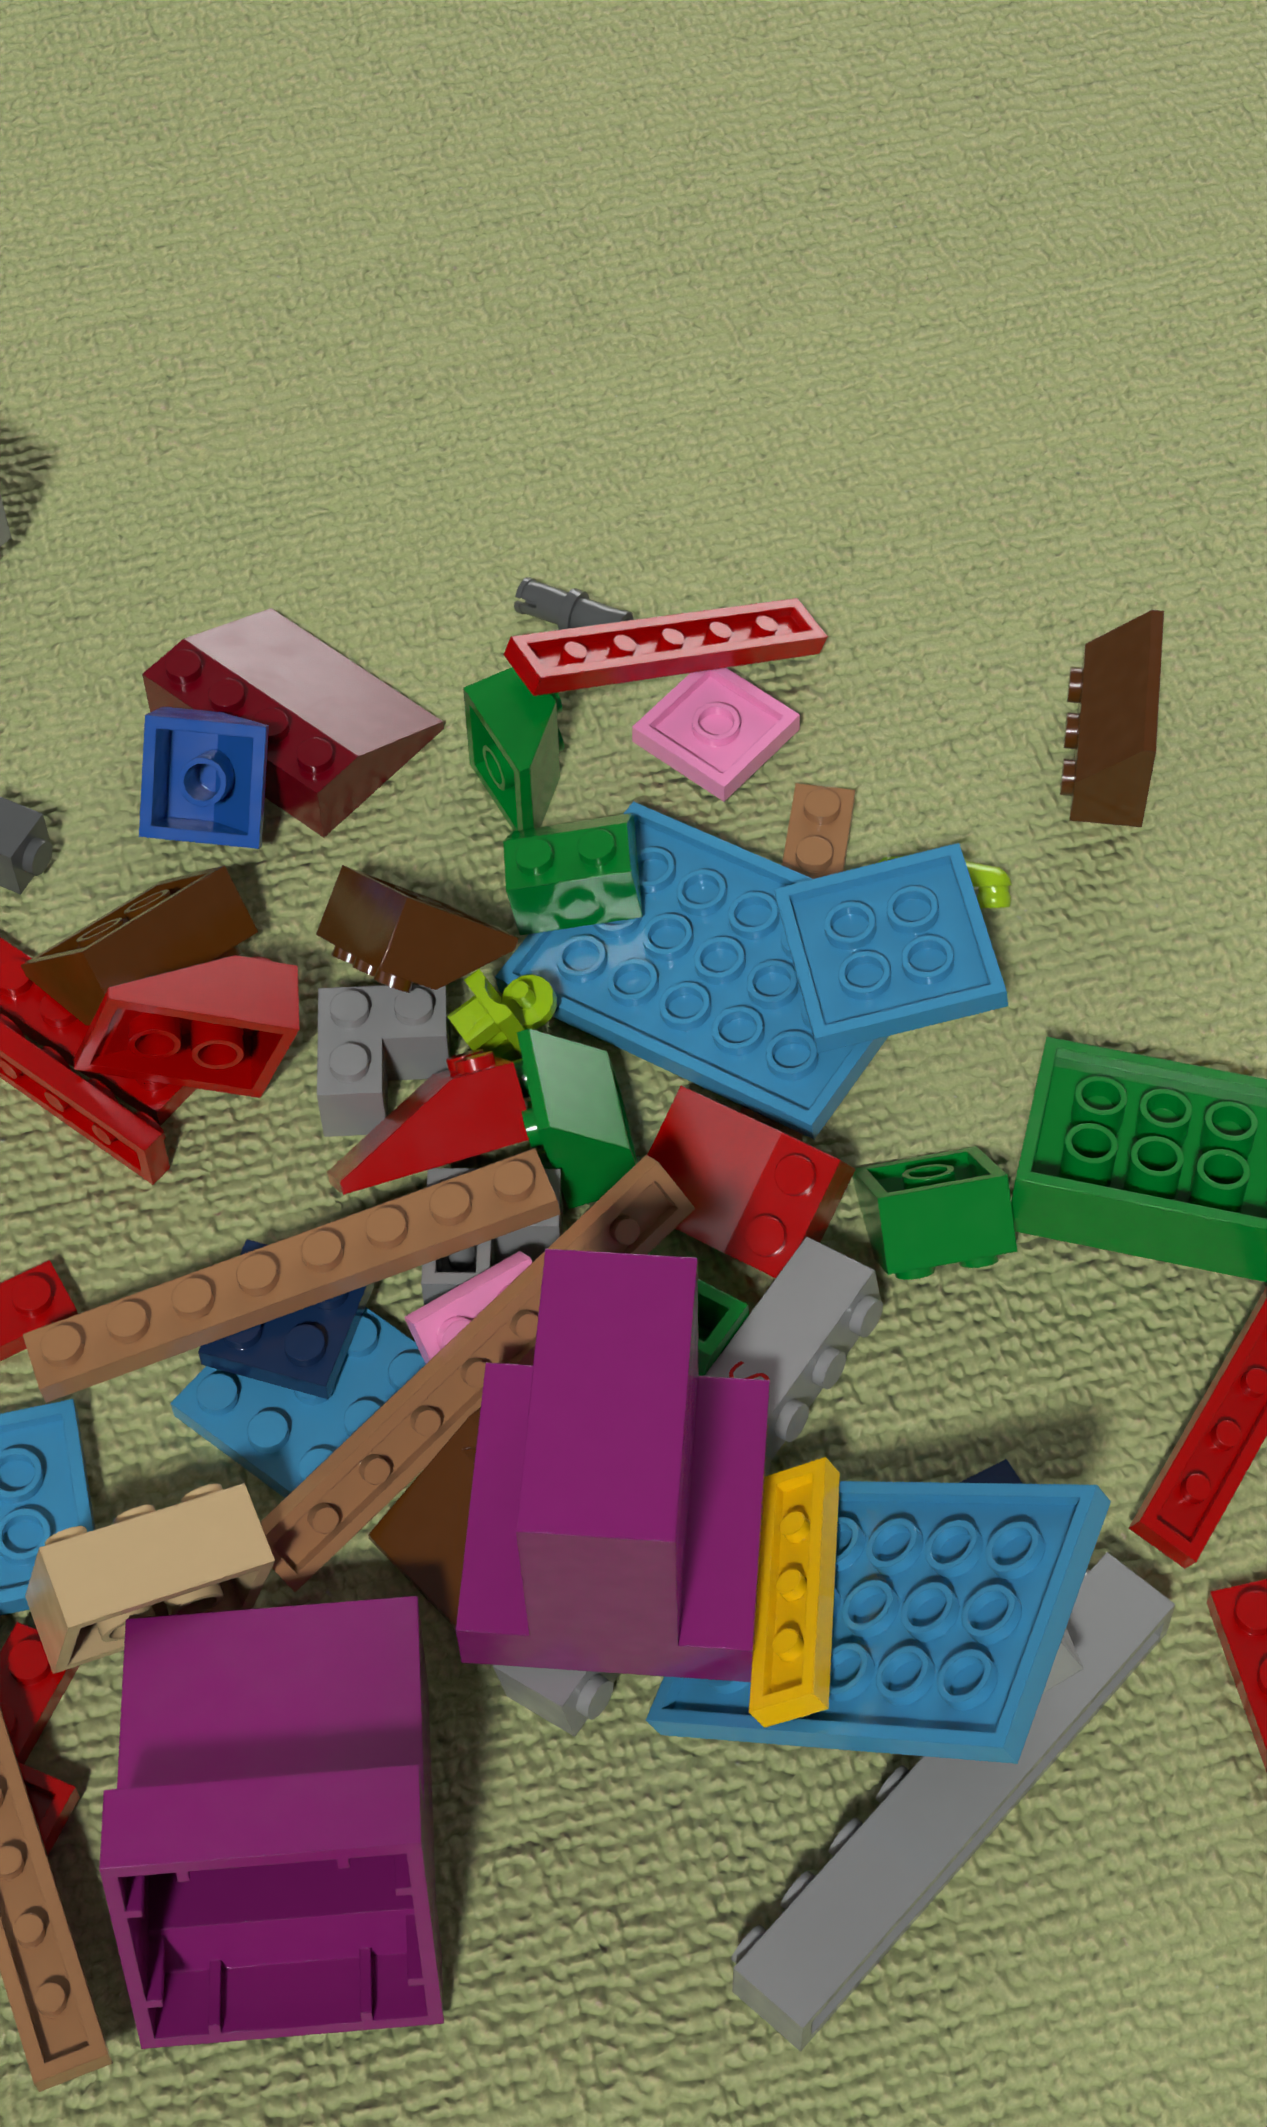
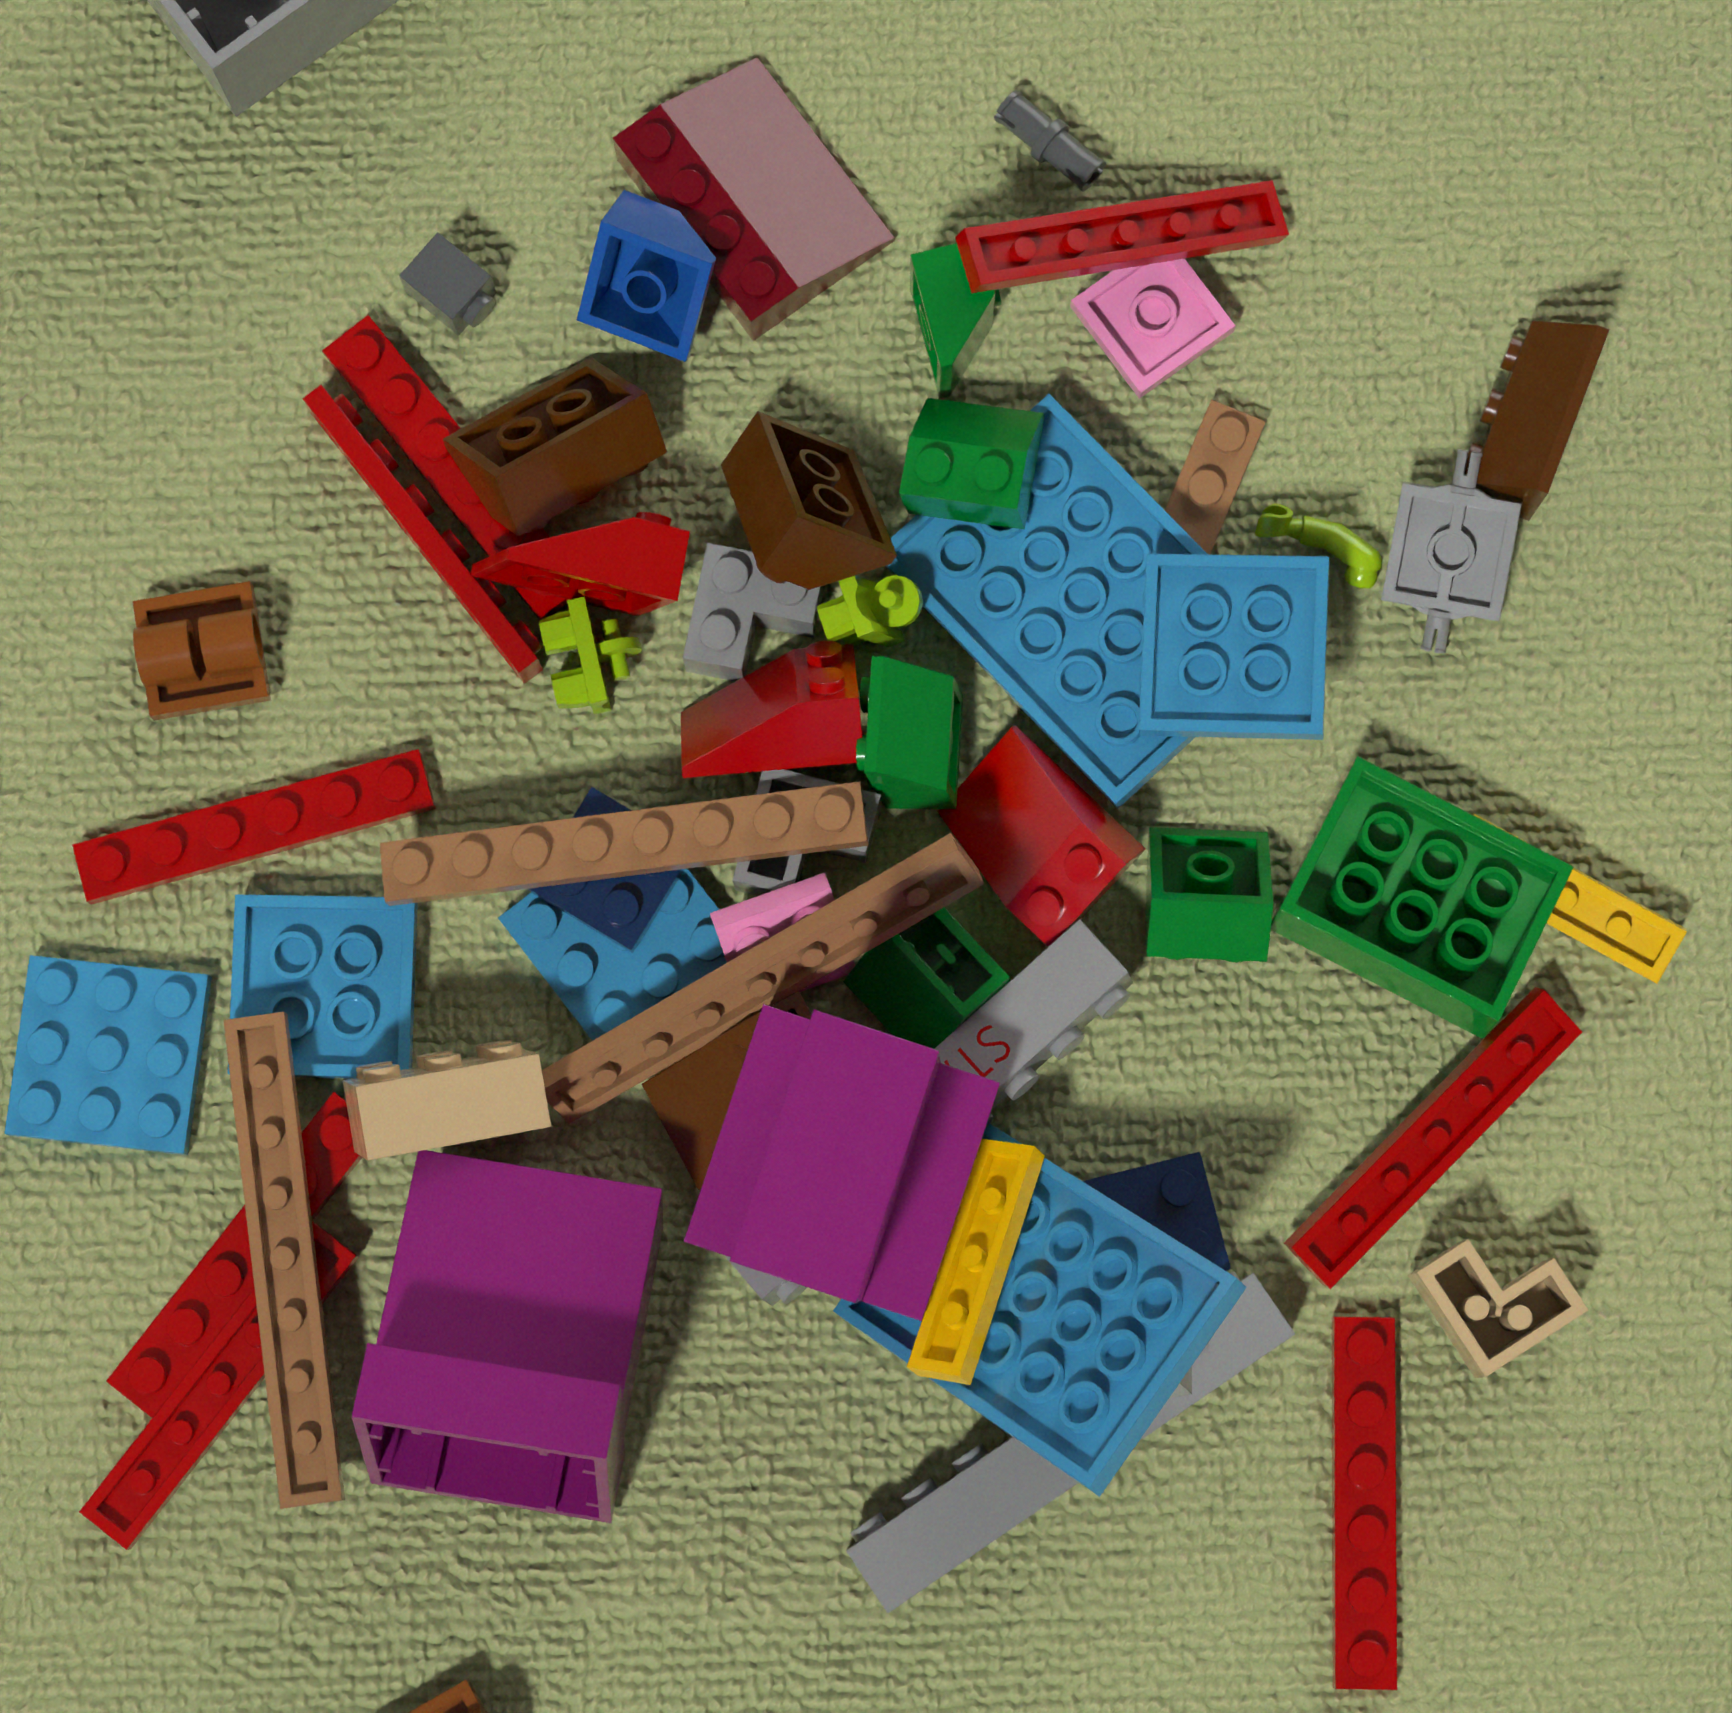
camera: 15 degrees right, 25 degrees up
(221, 1155) = (575, 631): none -> lime hips
(1077, 850) = (1451, 551): none -> light grey plate

